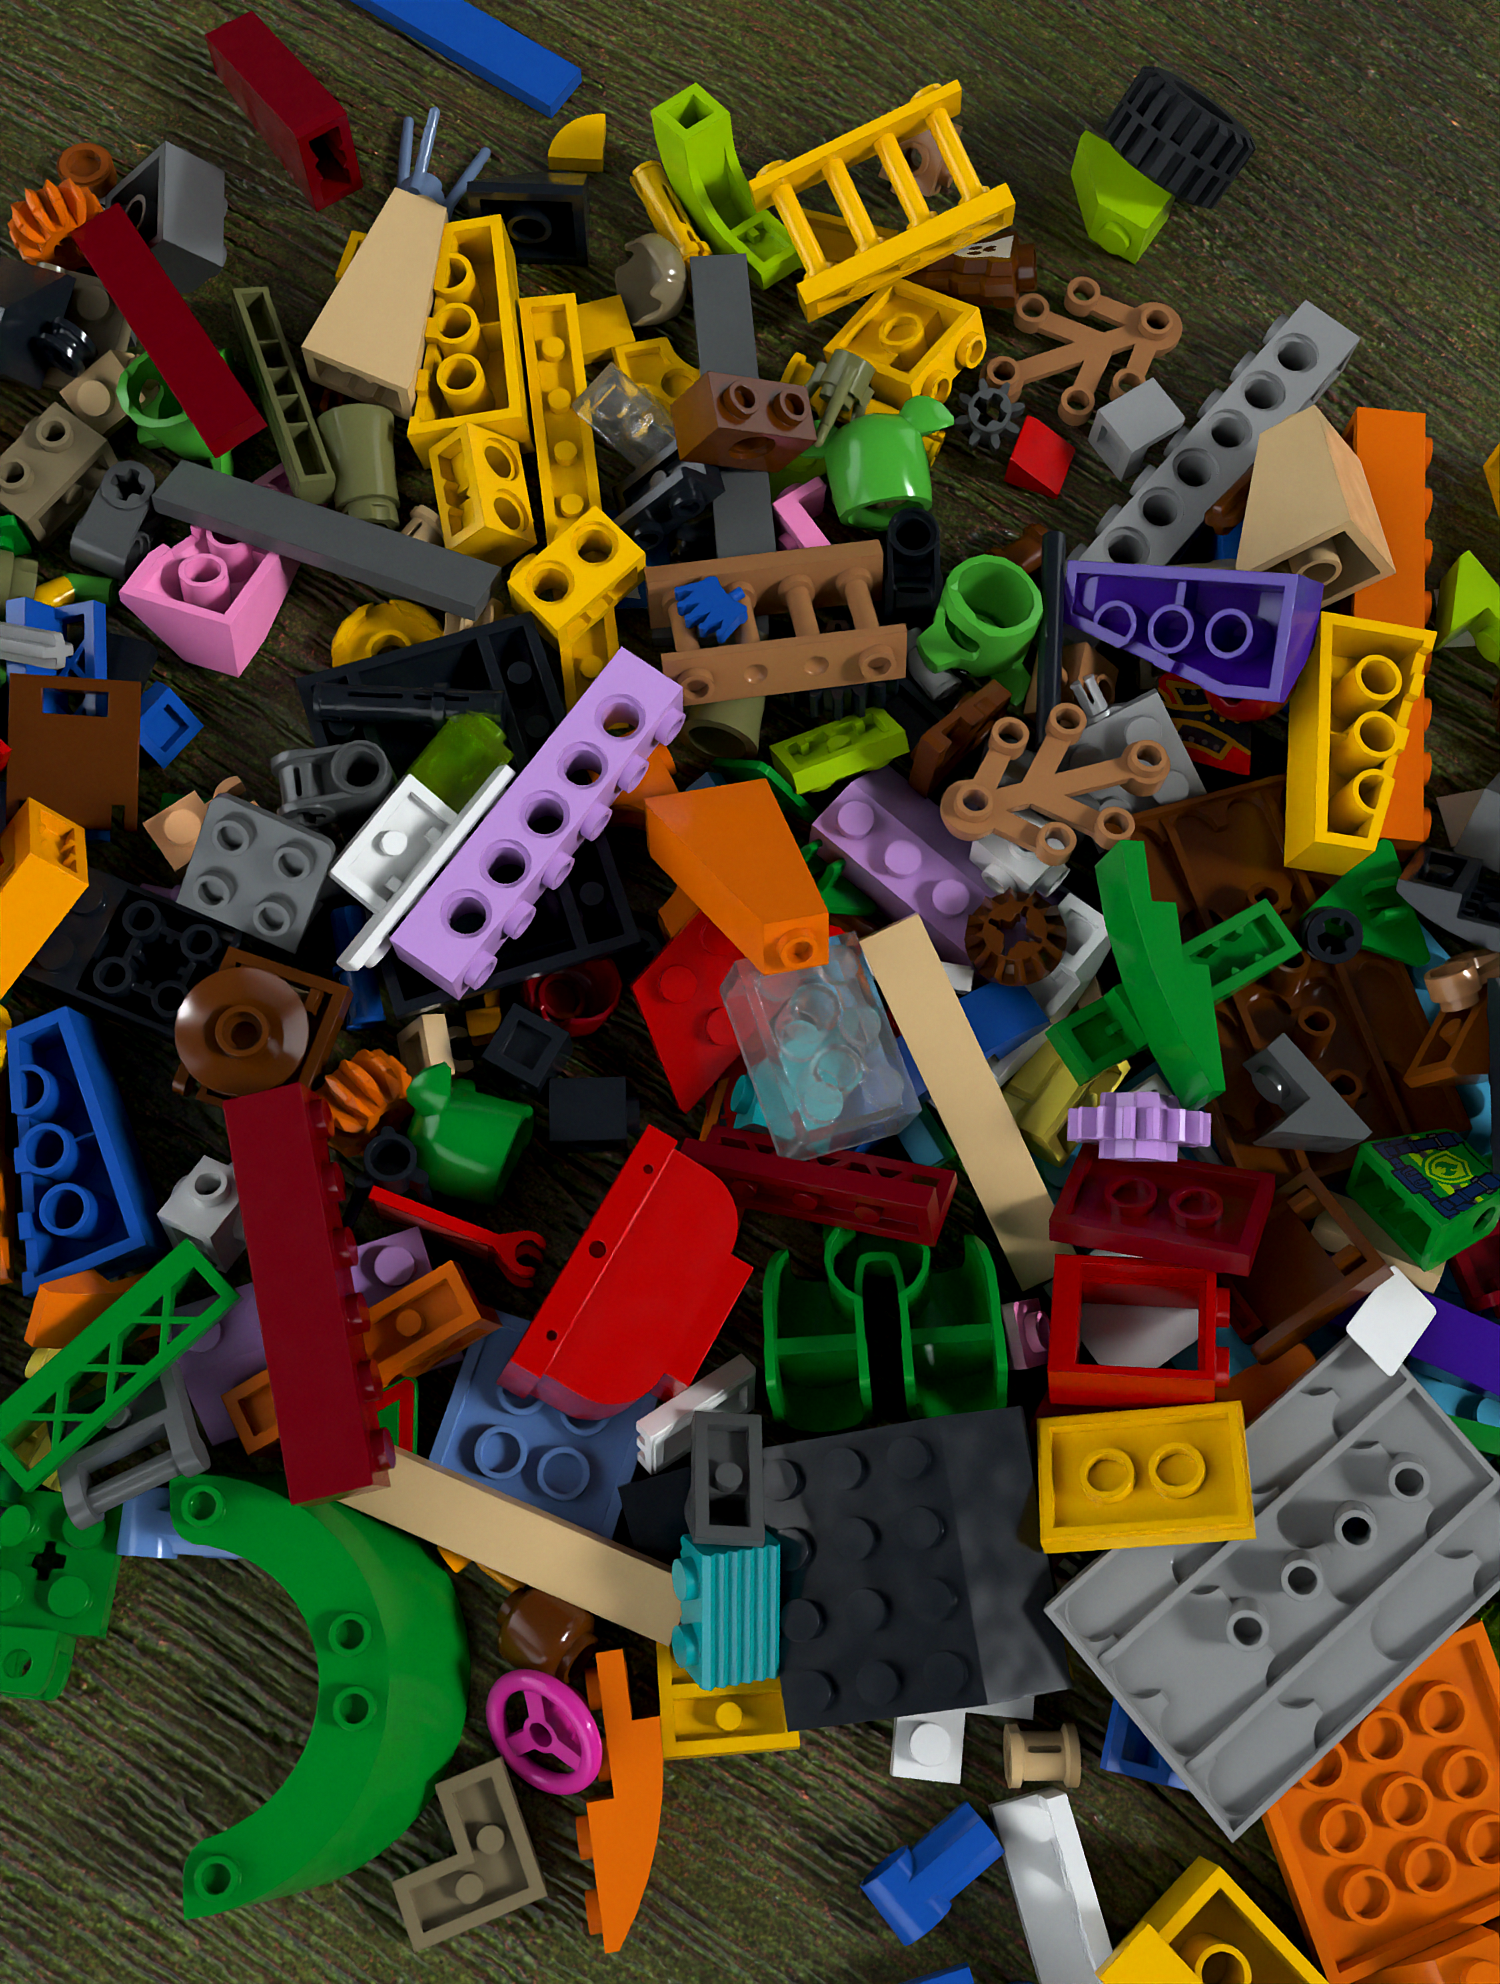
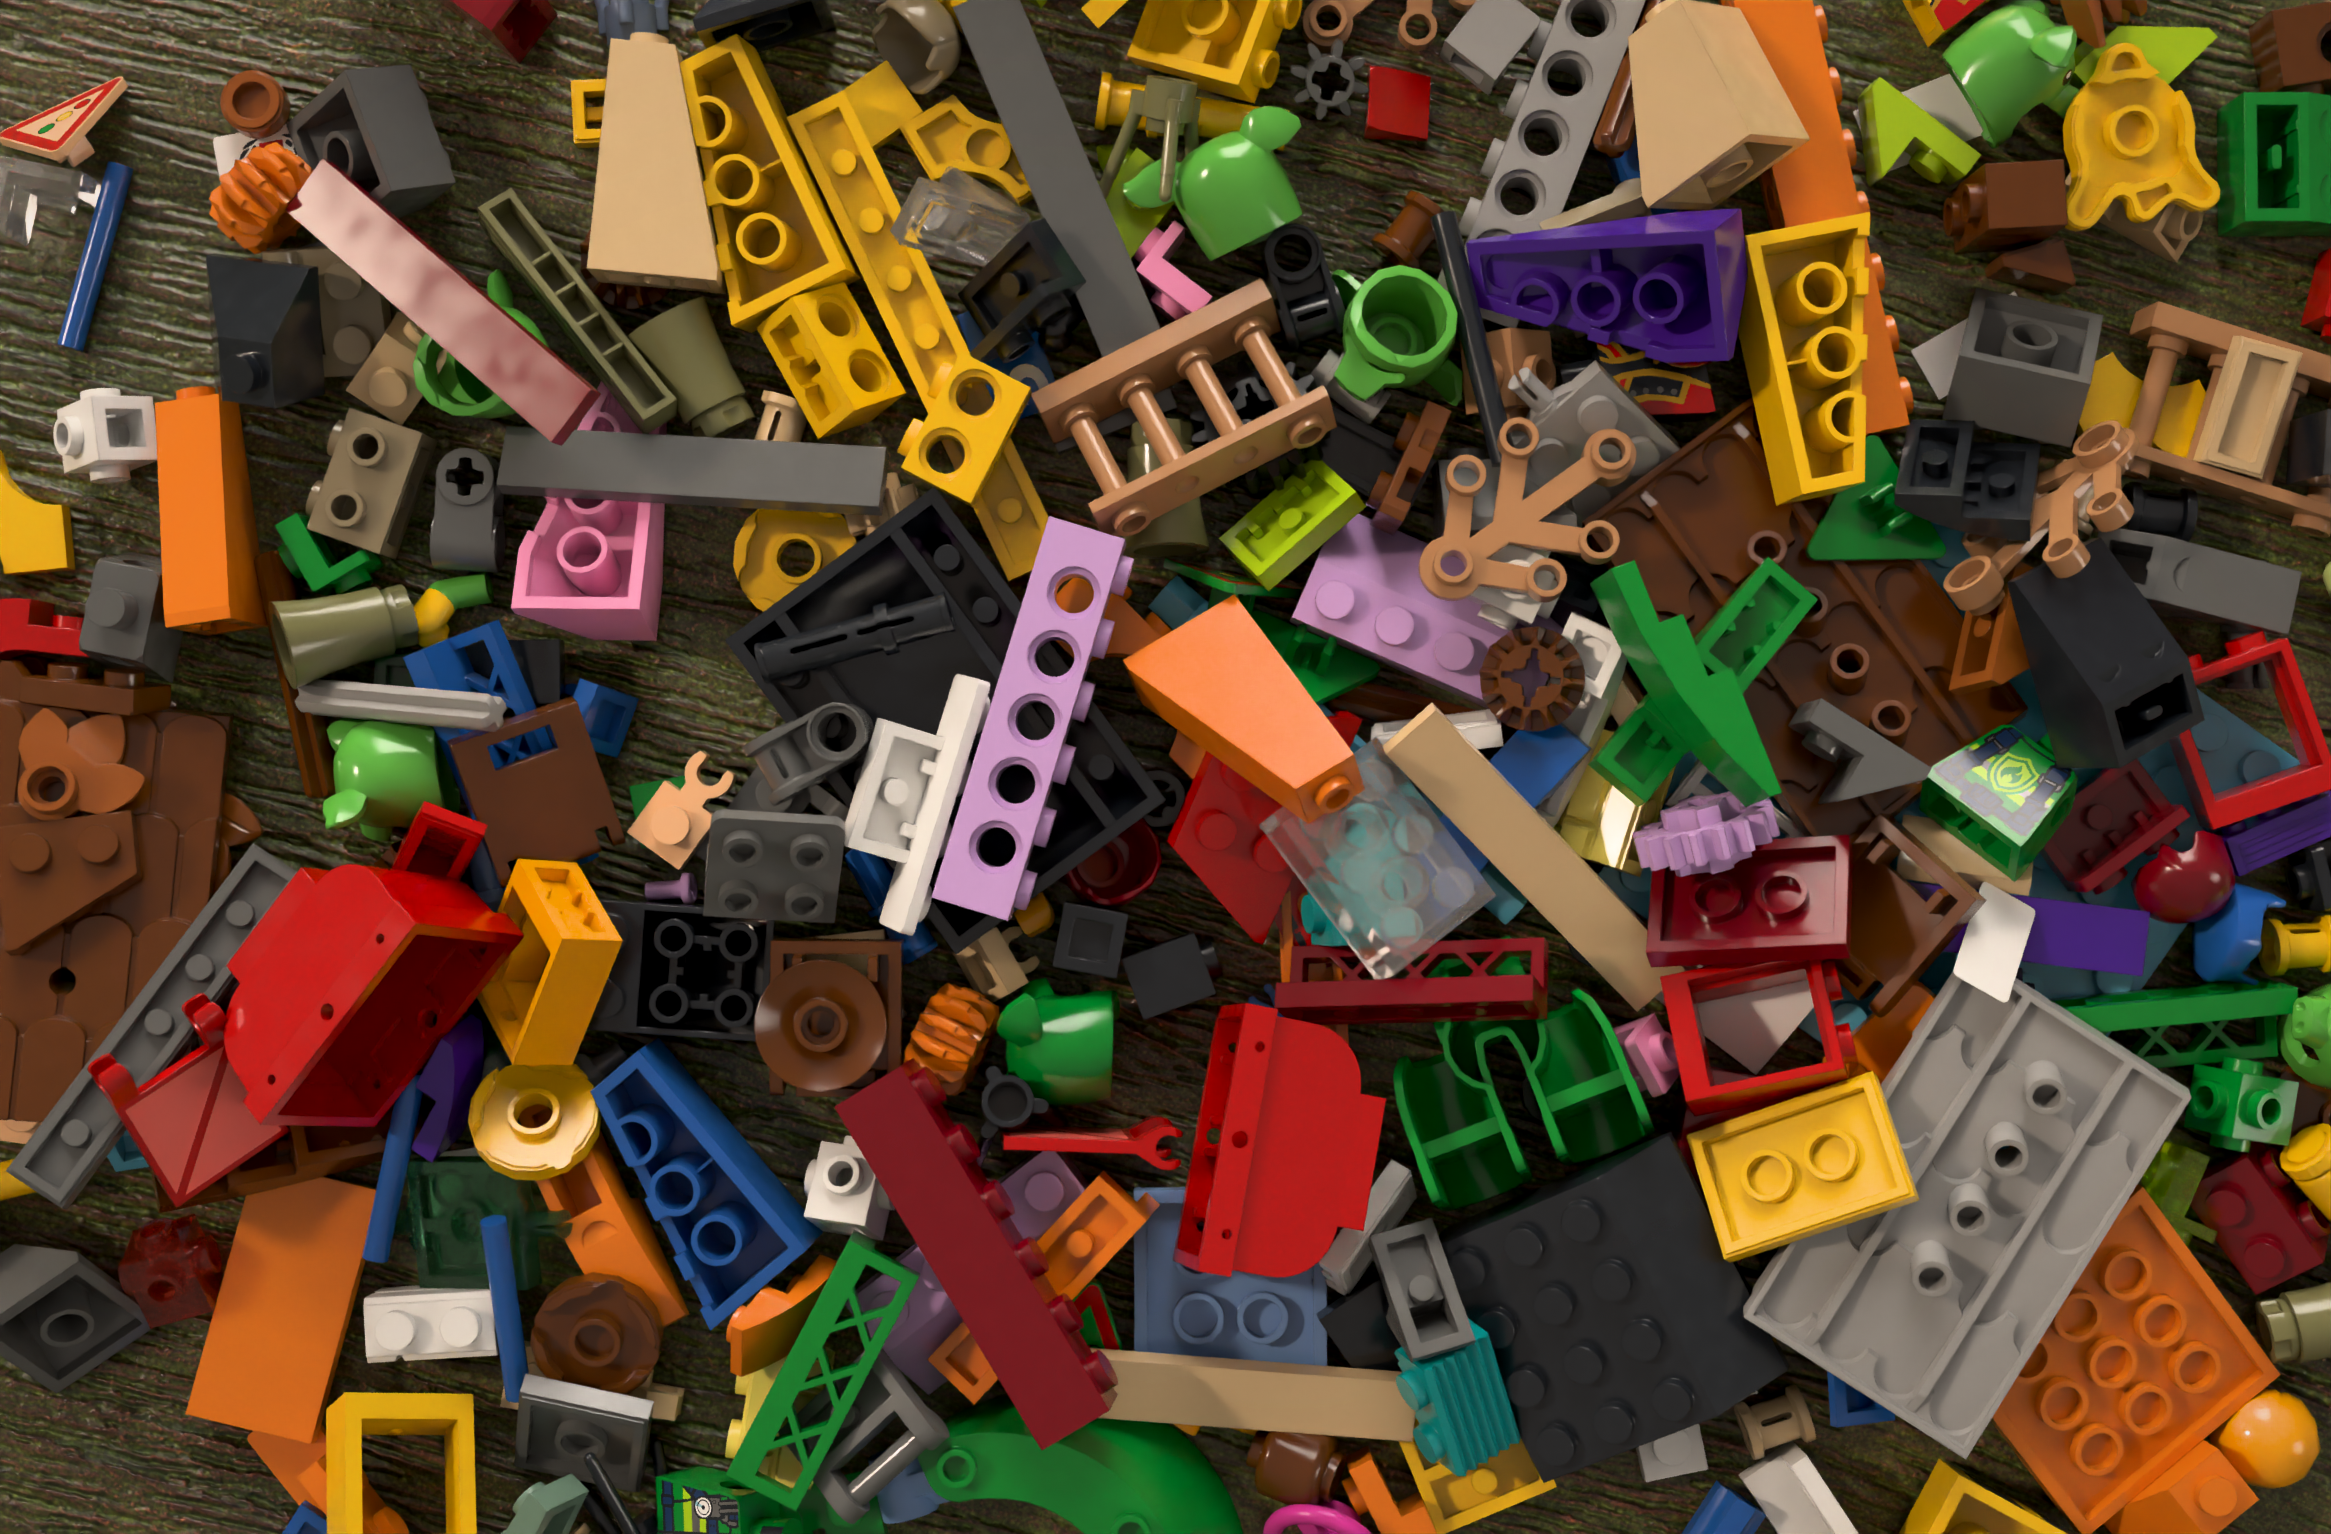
camera: 10 degrees left, 15 degrees up
(67, 347) = (340, 347): black bush -> none
(461, 759) = (926, 684): clear neon green bracket -> none
(711, 608) = (1118, 422): blue piece -> none
(742, 422) = (1083, 209): reddish brown brick -> none
(1348, 942) = (1861, 565): black bush -> none

